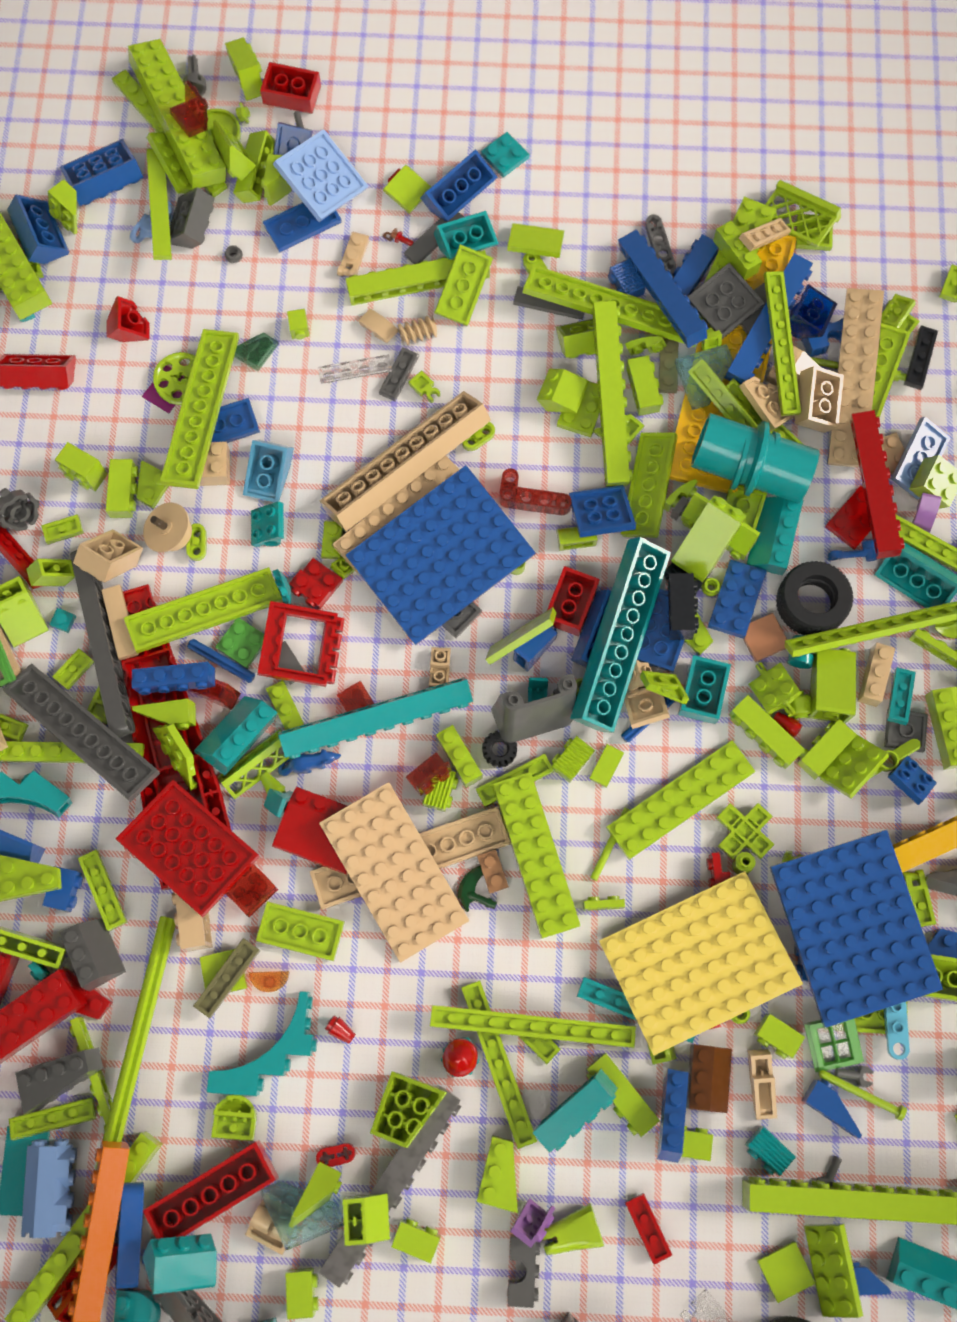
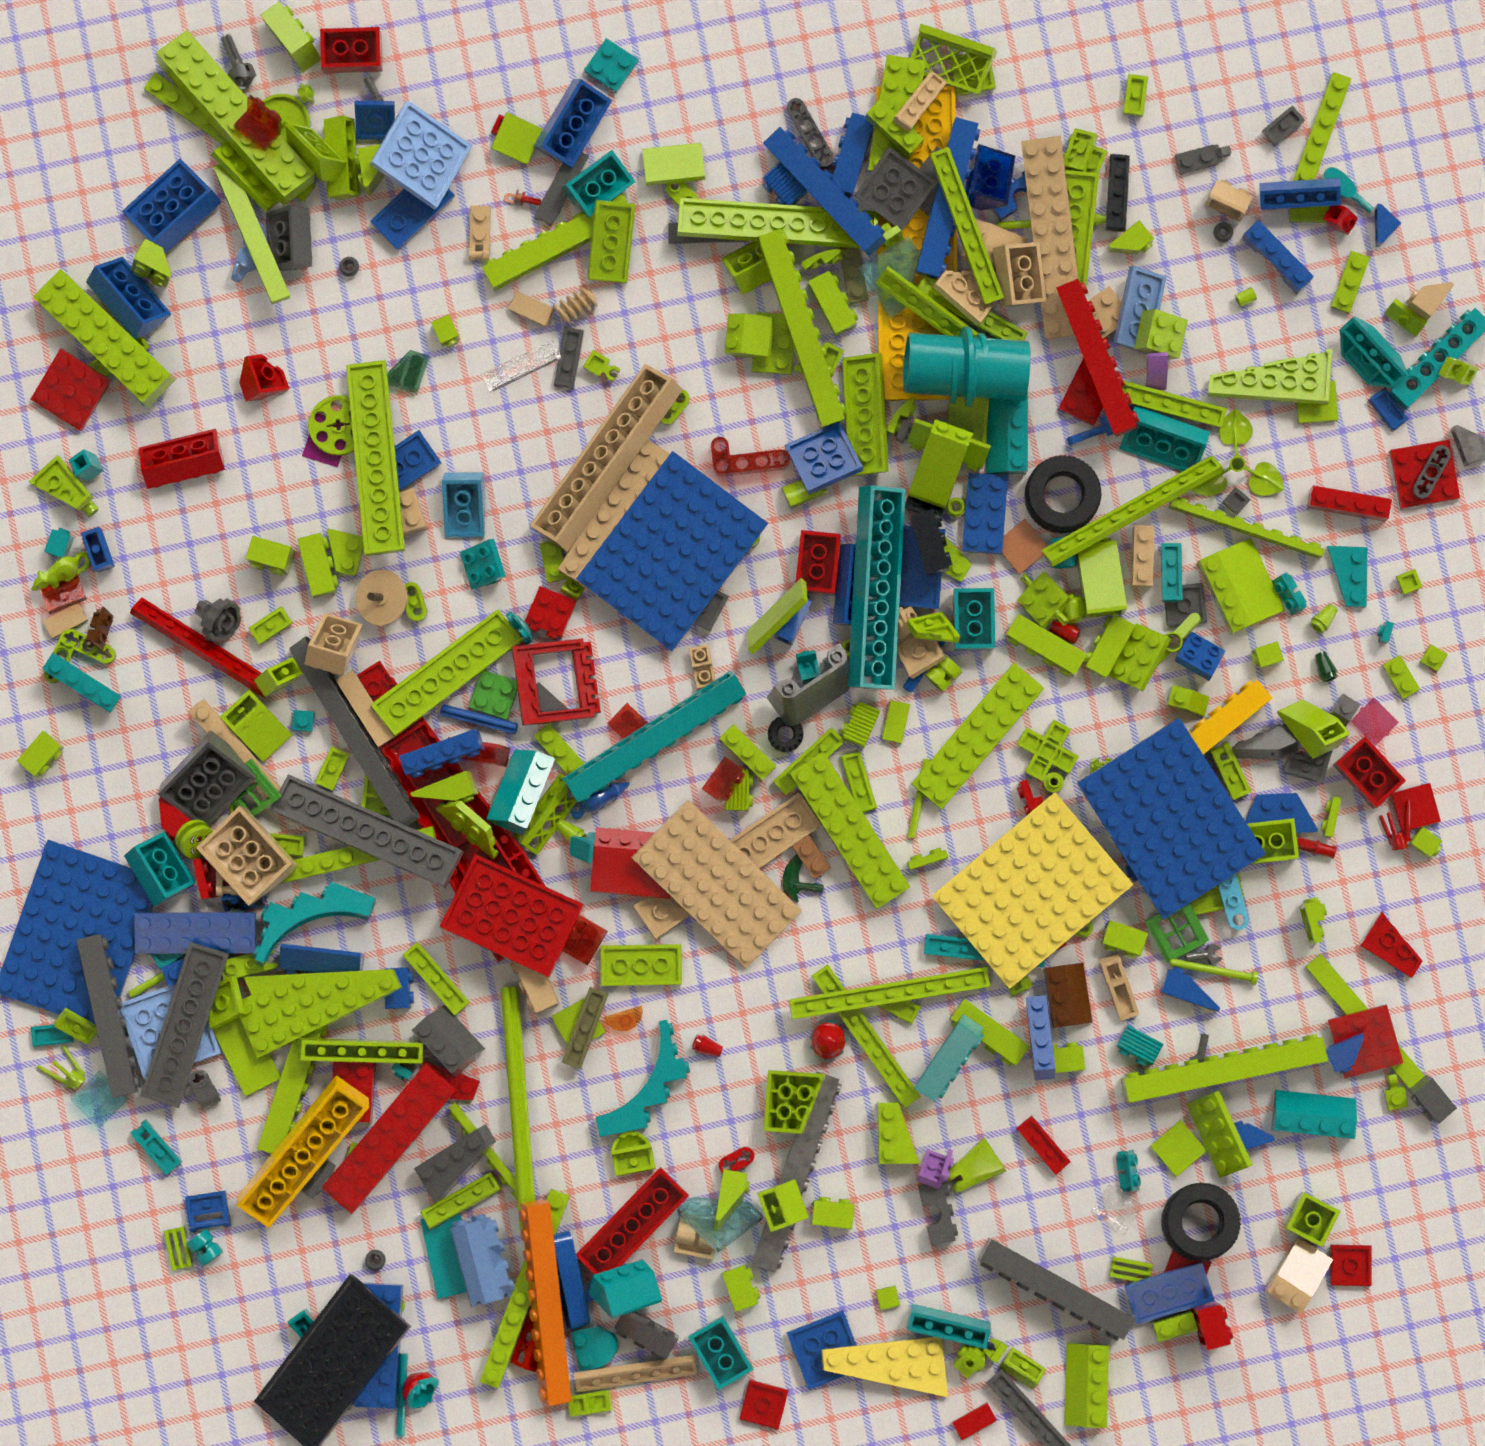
camera: 15 degrees left, 10 degrees up
(557, 811) = (858, 781): none -> lime tile
(661, 733) = (943, 674): none -> lime wheel
(729, 1291) = (1128, 1162): none -> teal hinge
(890, 819) = (1187, 700): none -> lime slope
(925, 400) = (1133, 240): none -> lime slope

